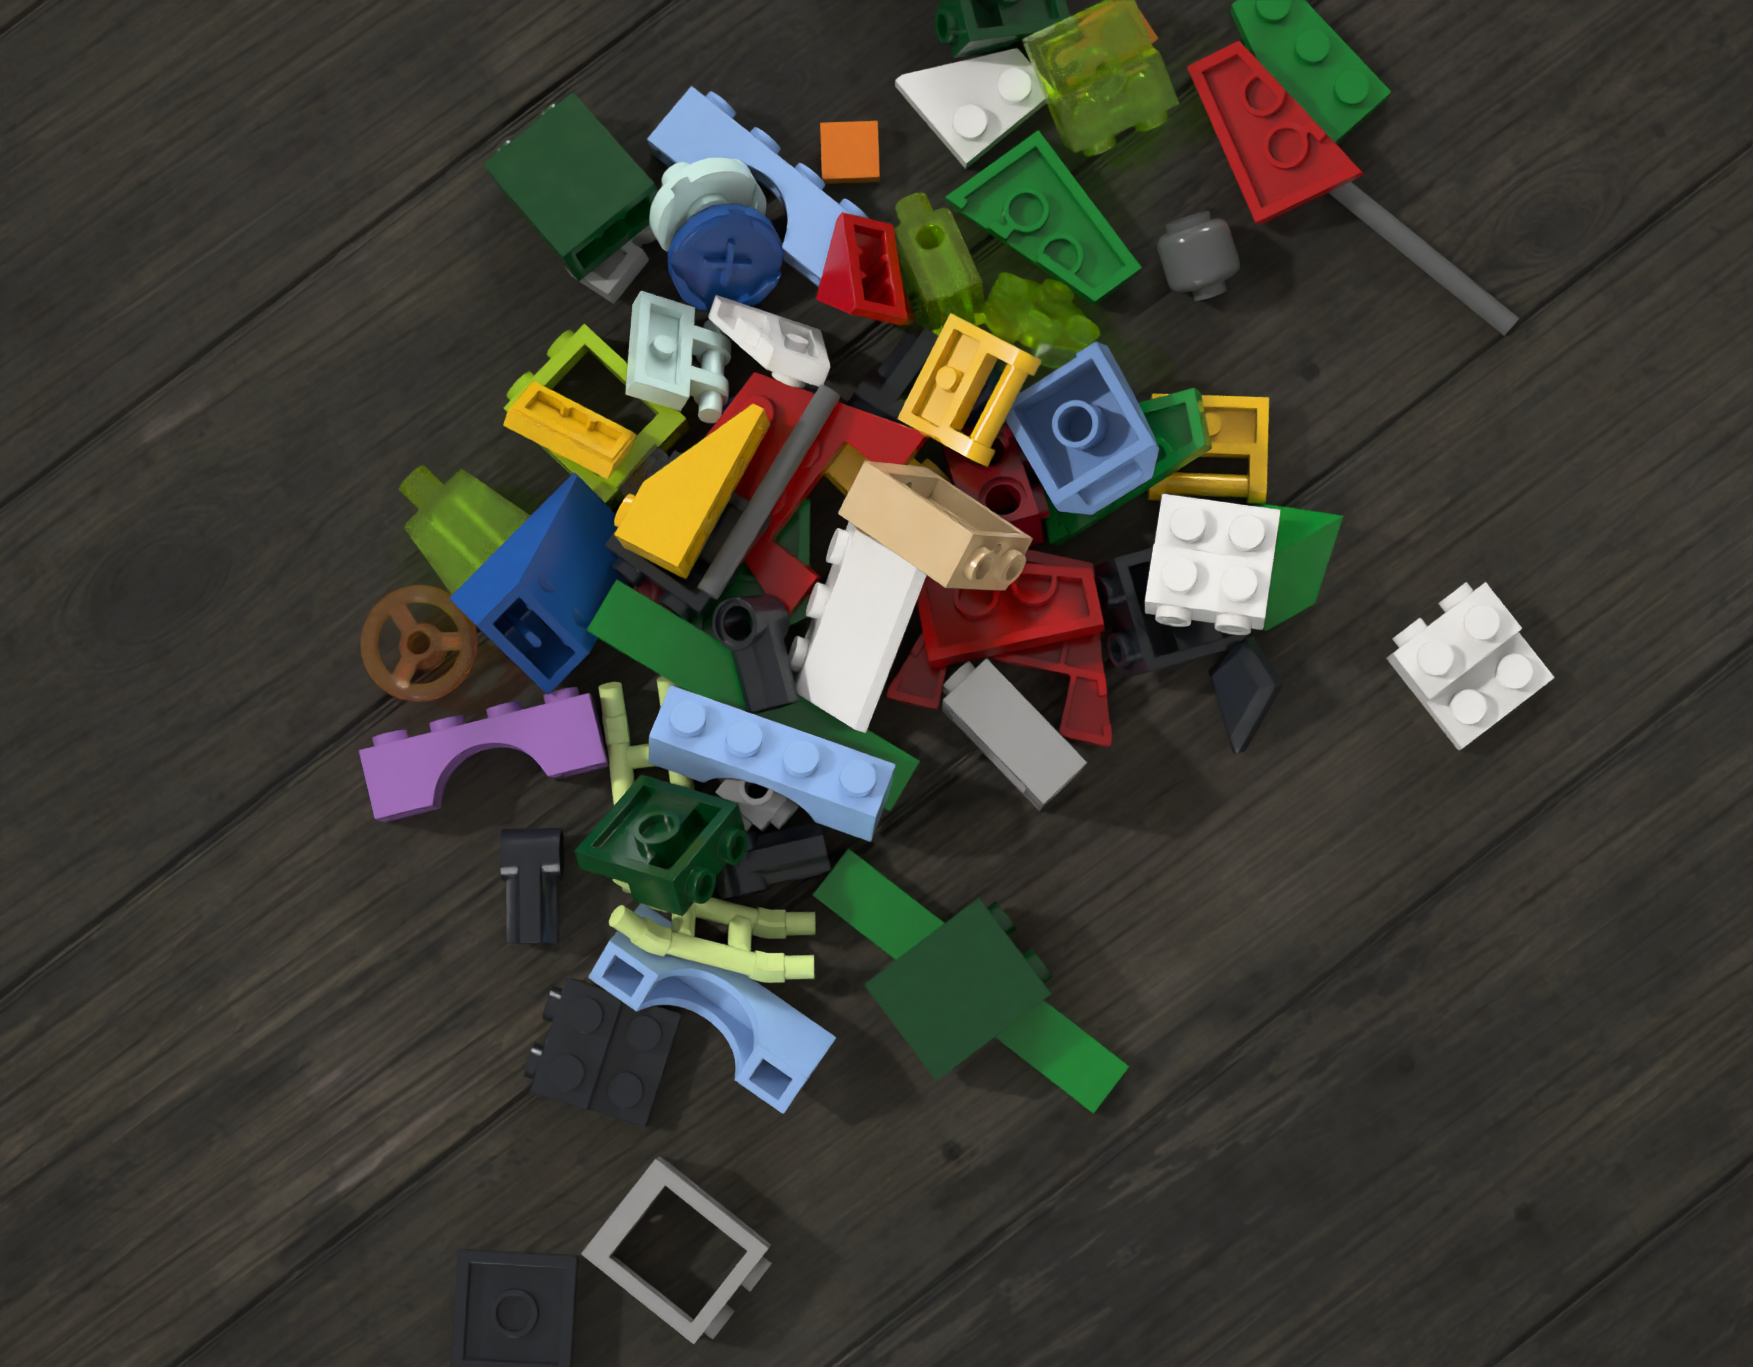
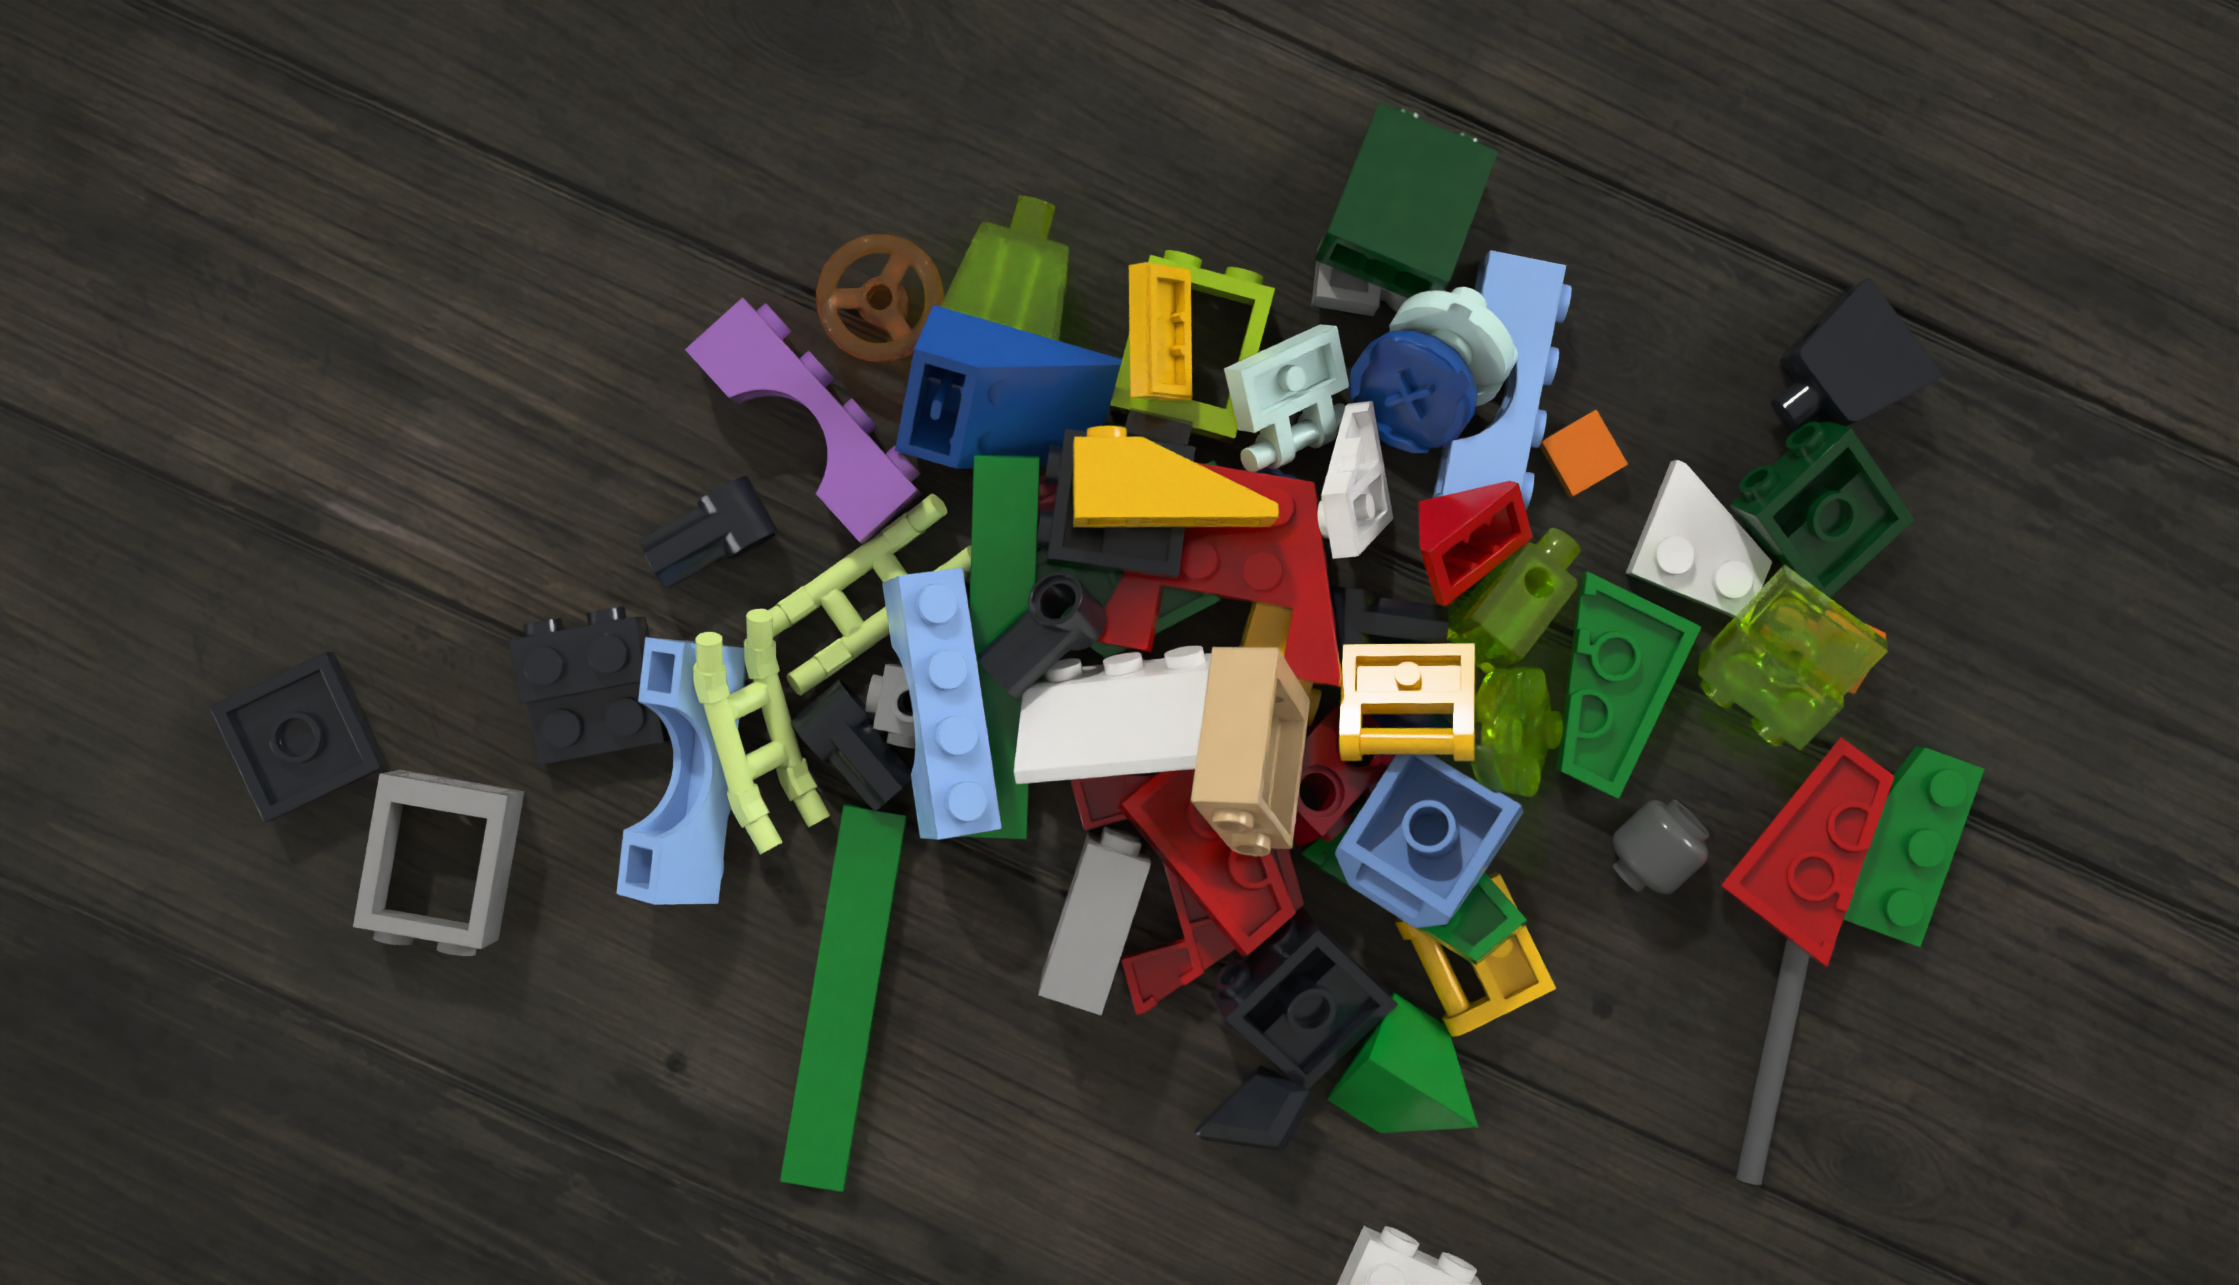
camera: 55 degrees right, 5 degrees up
(666, 843) = (806, 646): dark green plate -> none
(769, 492) = (1201, 563): dark grey bar -> none
(960, 987) = (825, 998): dark green brick -> none
(1211, 564) = (1362, 1029): white plate -> none

